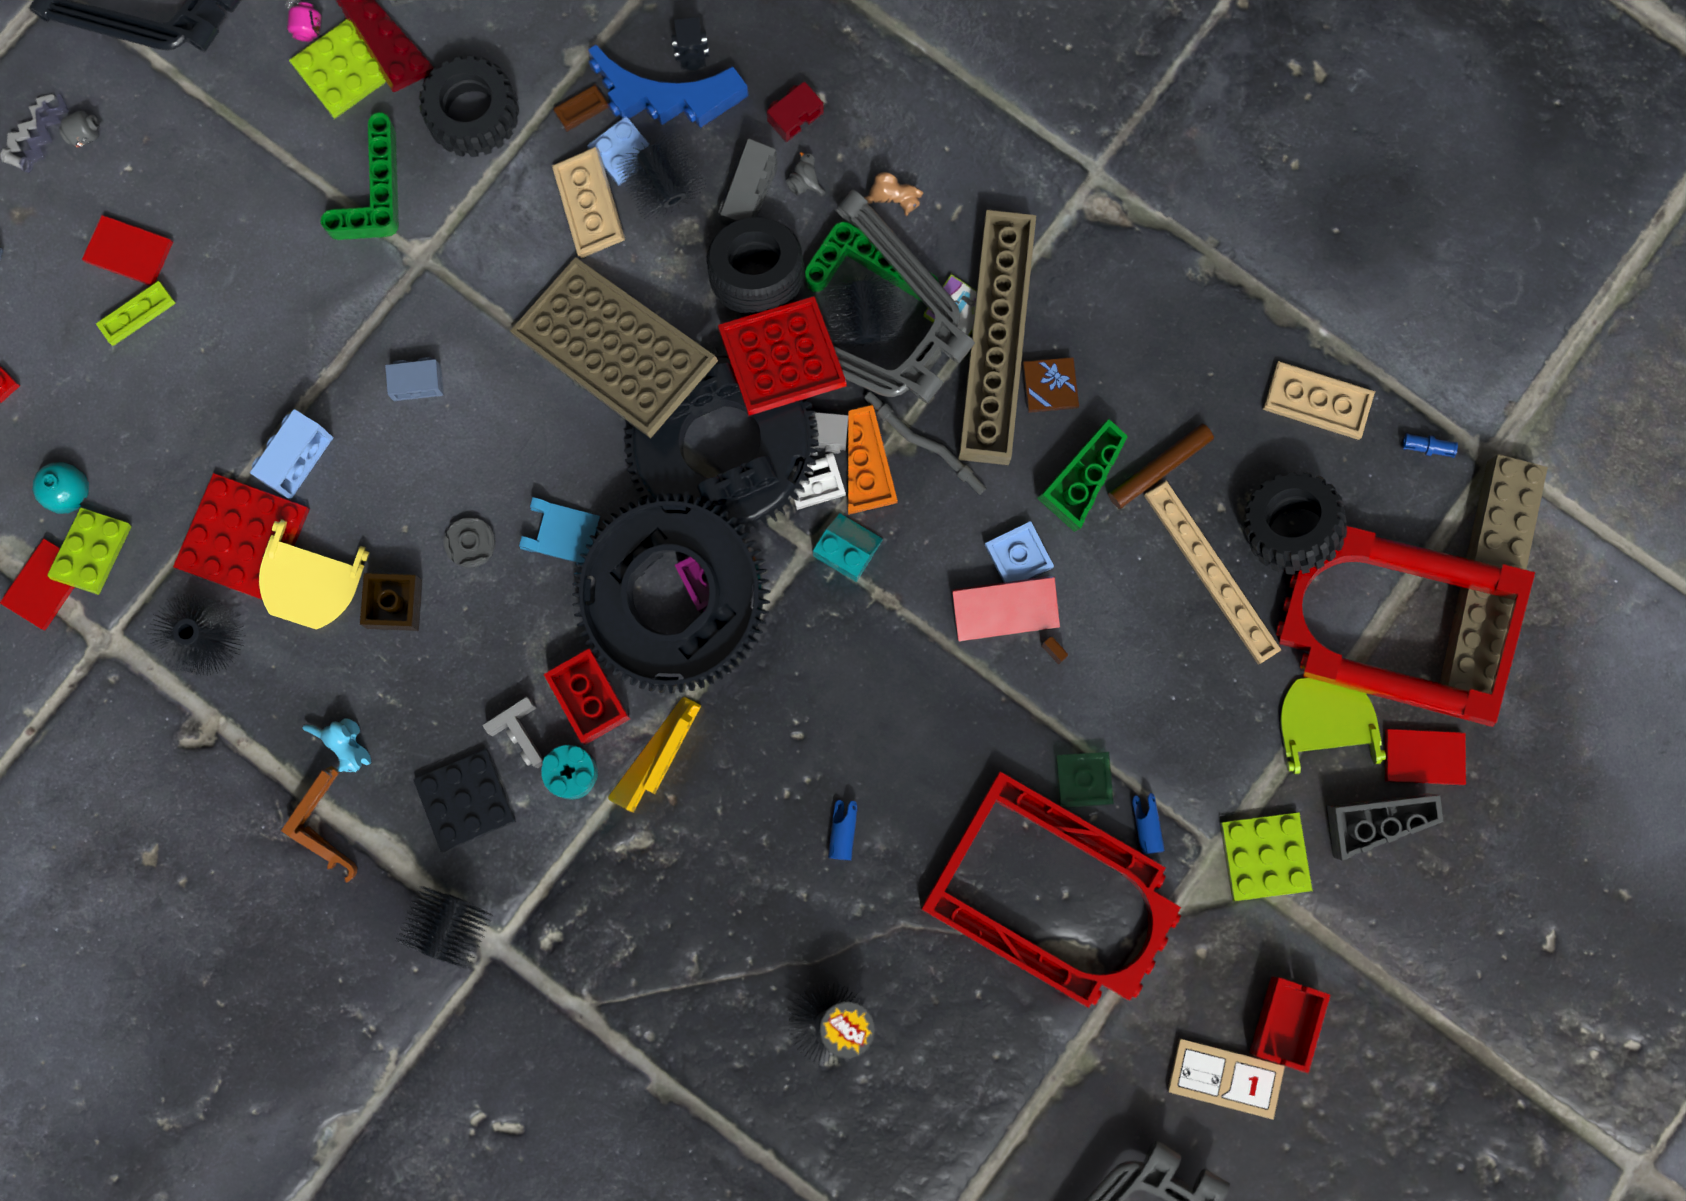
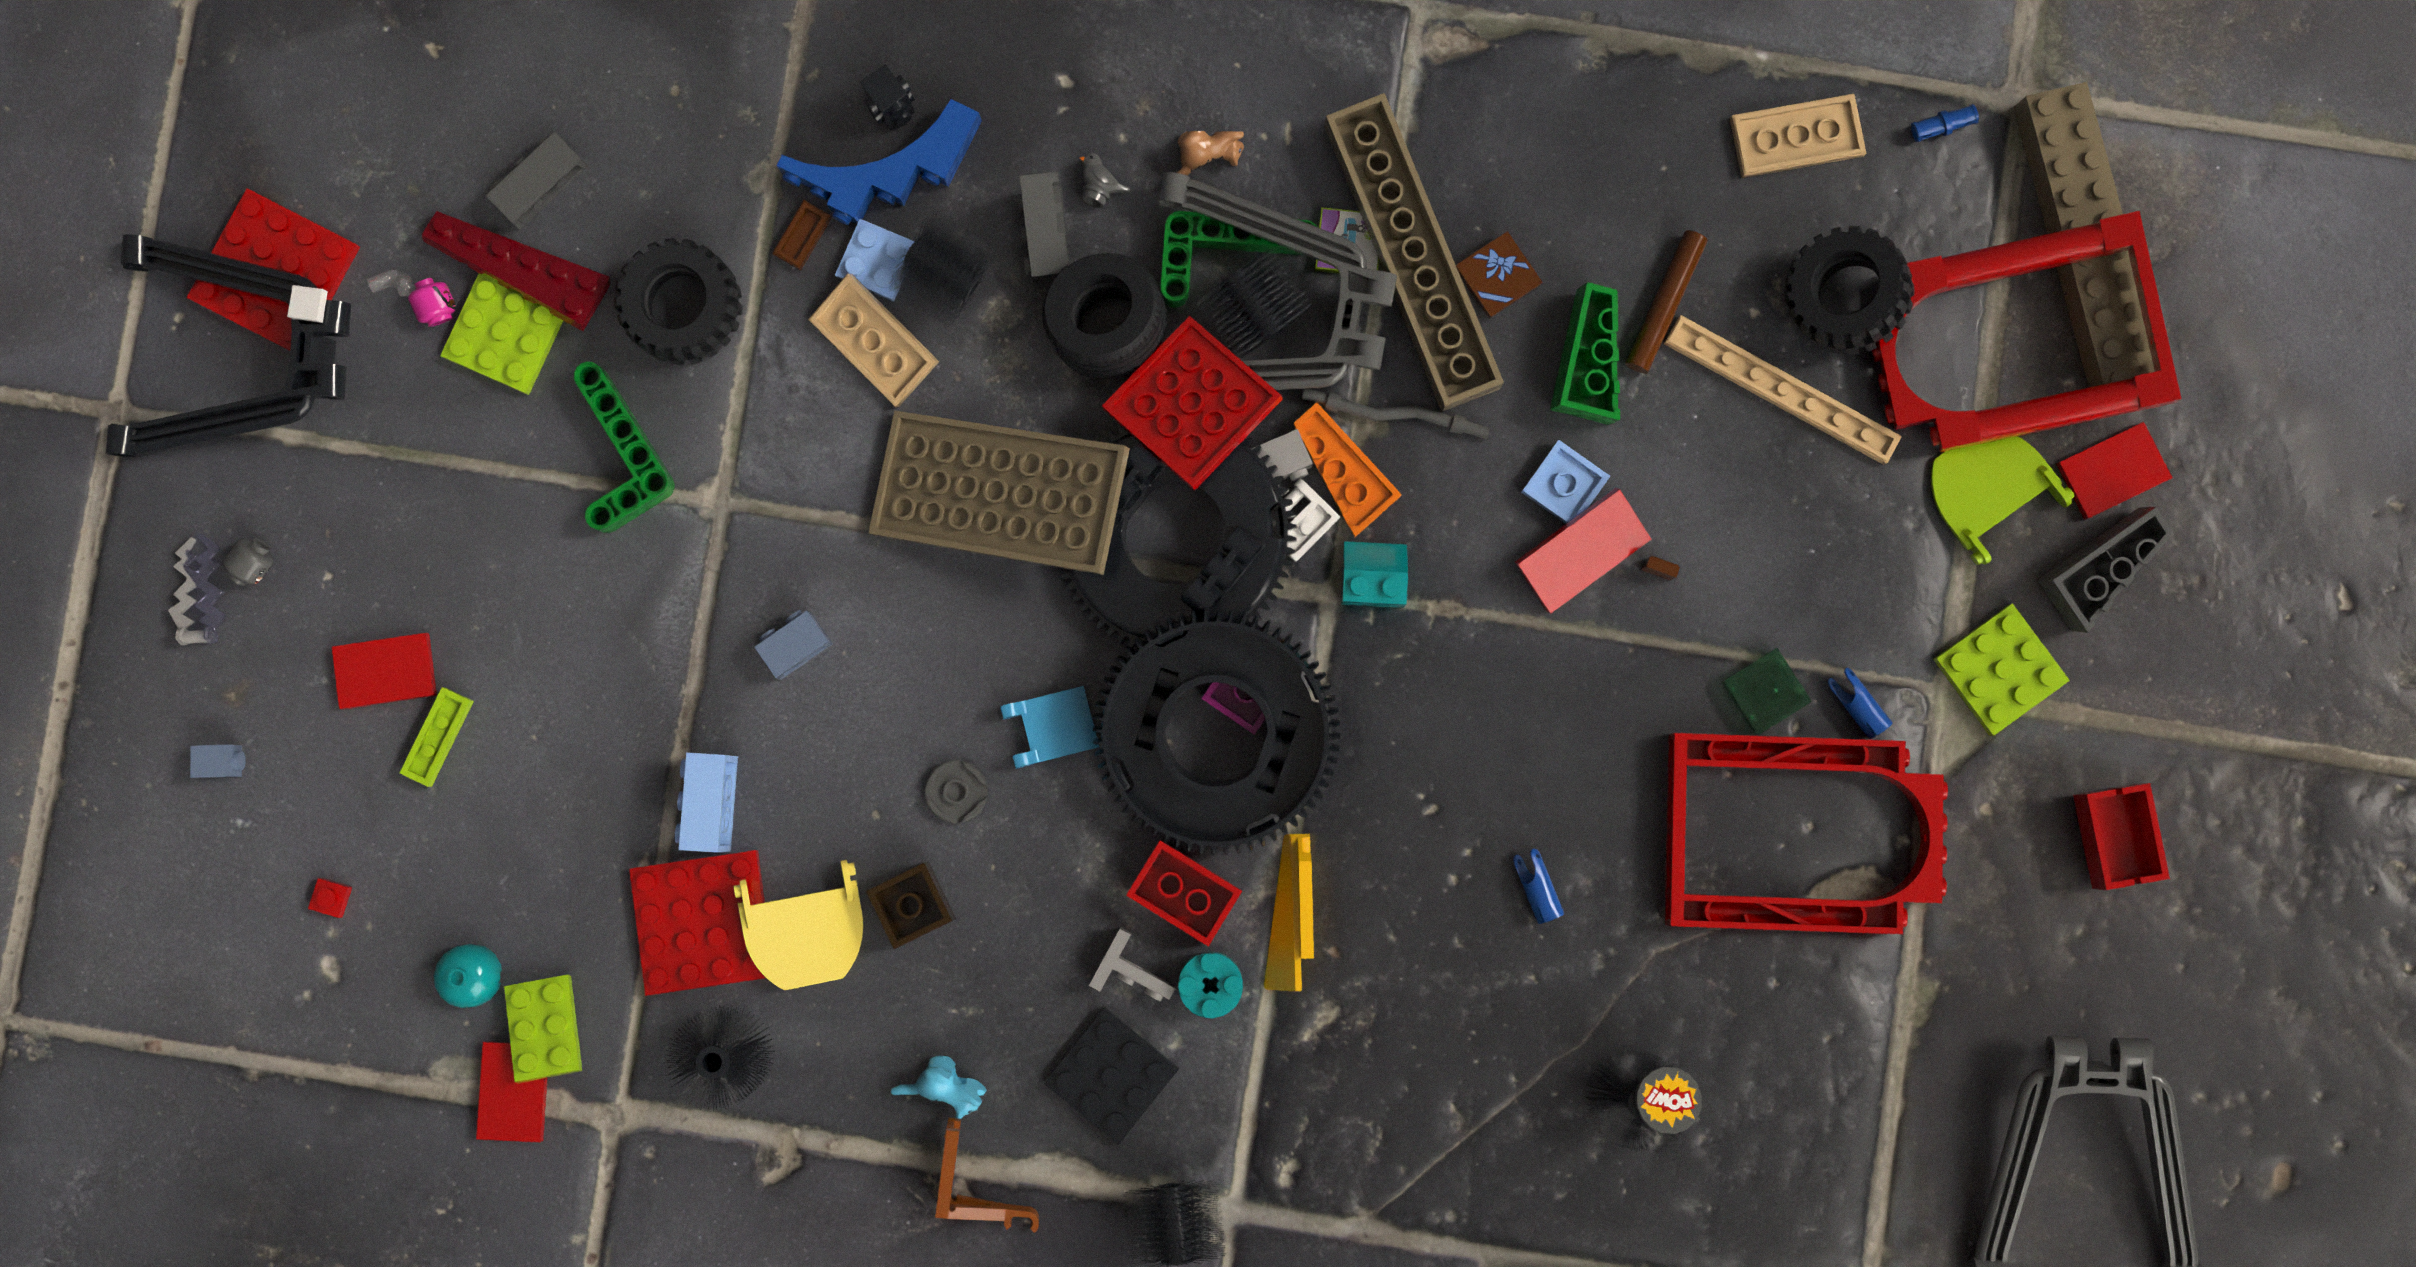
camera: 25 degrees left, 5 degrees up
(793, 110) = (1047, 105): dark red brick -> none
(1226, 1078) = (2081, 929): tile -> none

